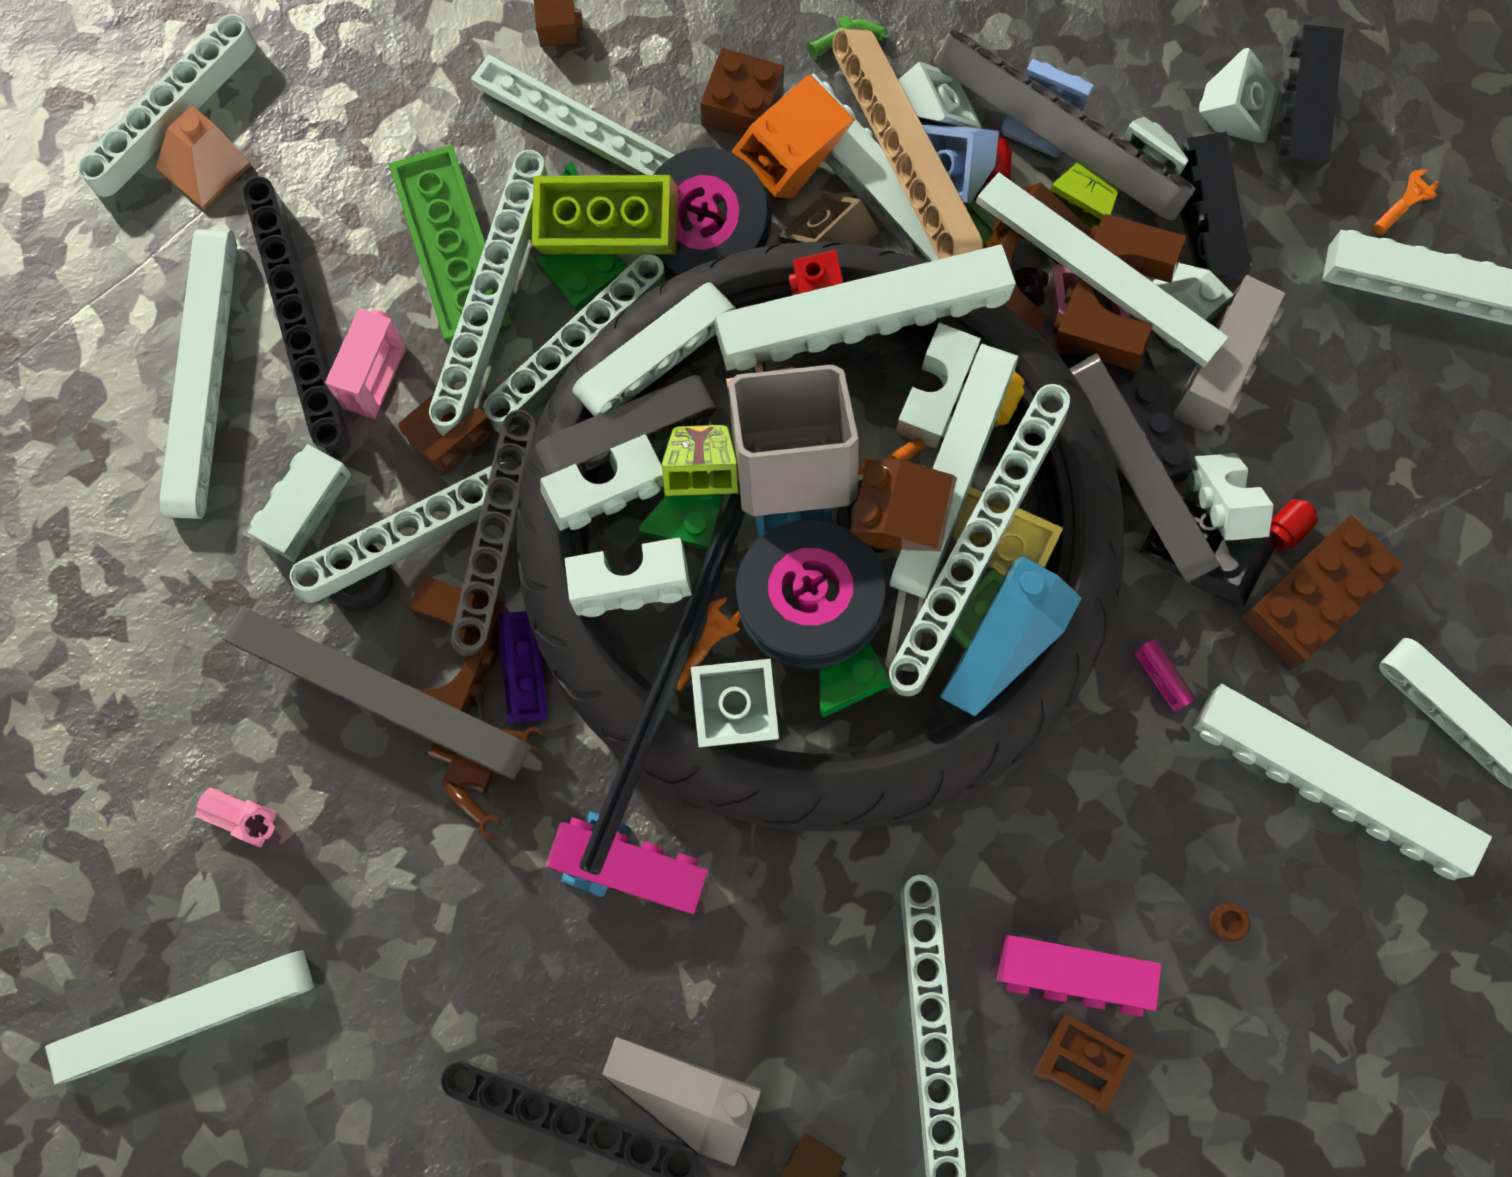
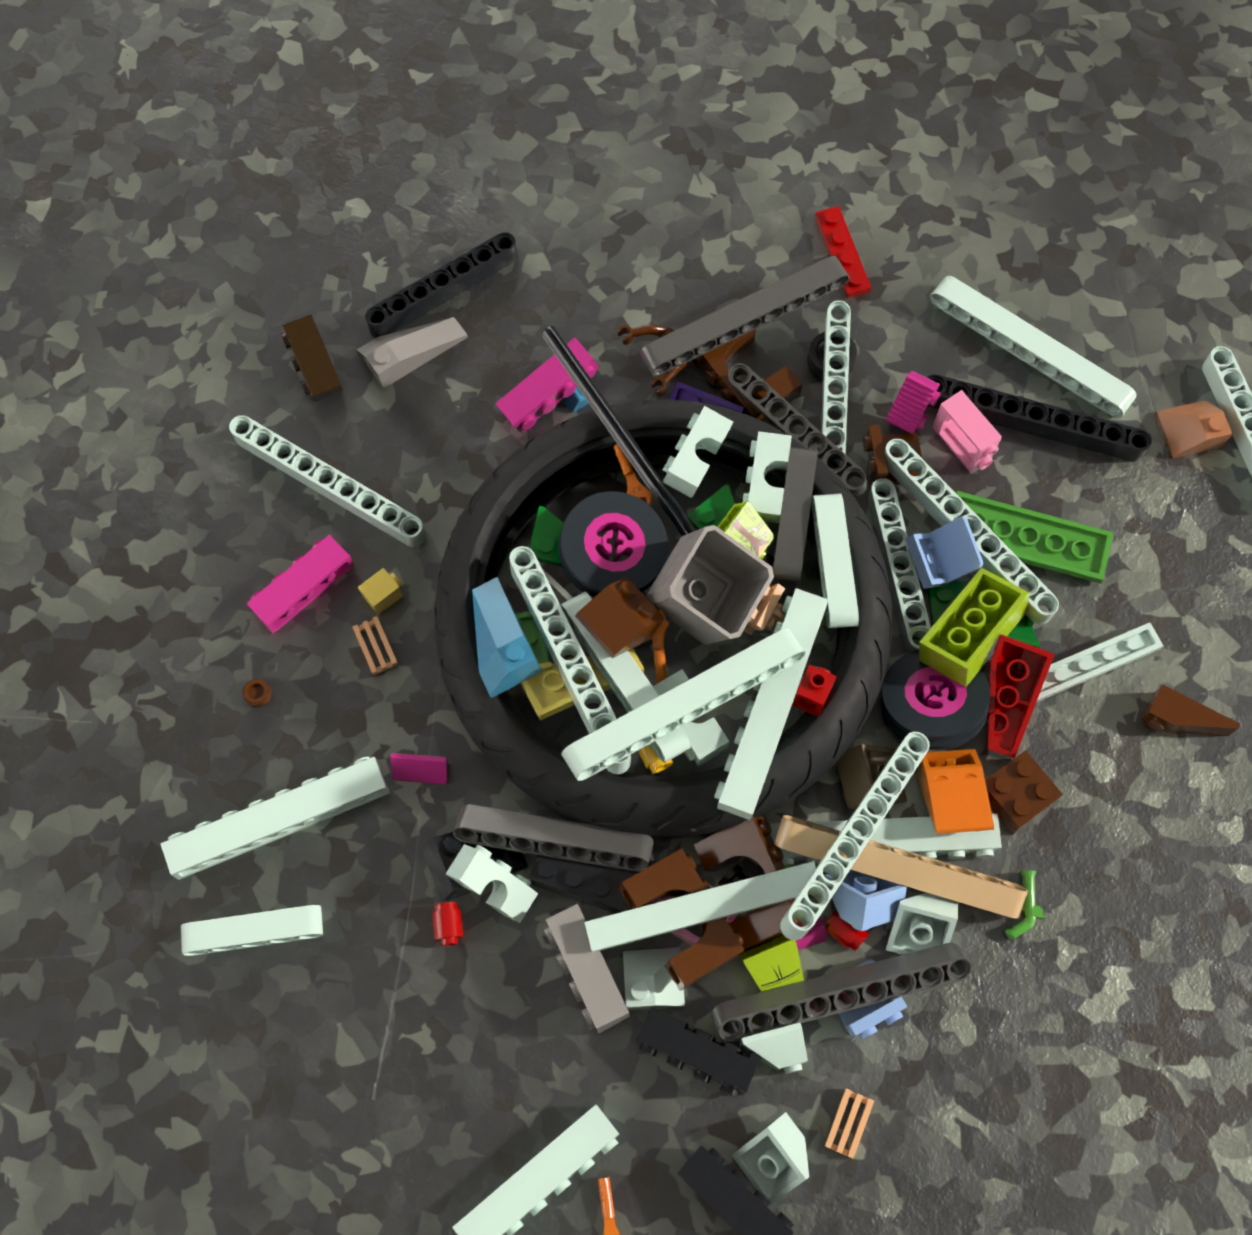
camera: 130 degrees right, 5 degrees down
(179, 1017) = (642, 144): light aqua beam -> none
(189, 664) = (840, 244): none -> red plate
(243, 819) = (726, 225): bright pink piece -> none
(299, 502) = (899, 347): light aqua brick -> none
(365, 439) = (913, 402): none -> dark pink brick
(537, 292) = (945, 553): none -> light blue bracket
(640, 142) = (1015, 685): none -> red wedge
(734, 703) = (581, 461): light aqua slope -> none
(936, 178) = (851, 843): none -> light aqua beam
(956, 365) = (682, 704): none -> light aqua beam
(1014, 871) = (381, 590): none -> light yellow brick
(1089, 1051) = (256, 561): reddish brown plate -> none
(1090, 804) = (366, 626): none -> light nougat tile
(1156, 60) = (860, 1128): none -> light nougat tile
(1321, 592) = (390, 904): reddish brown brick -> none

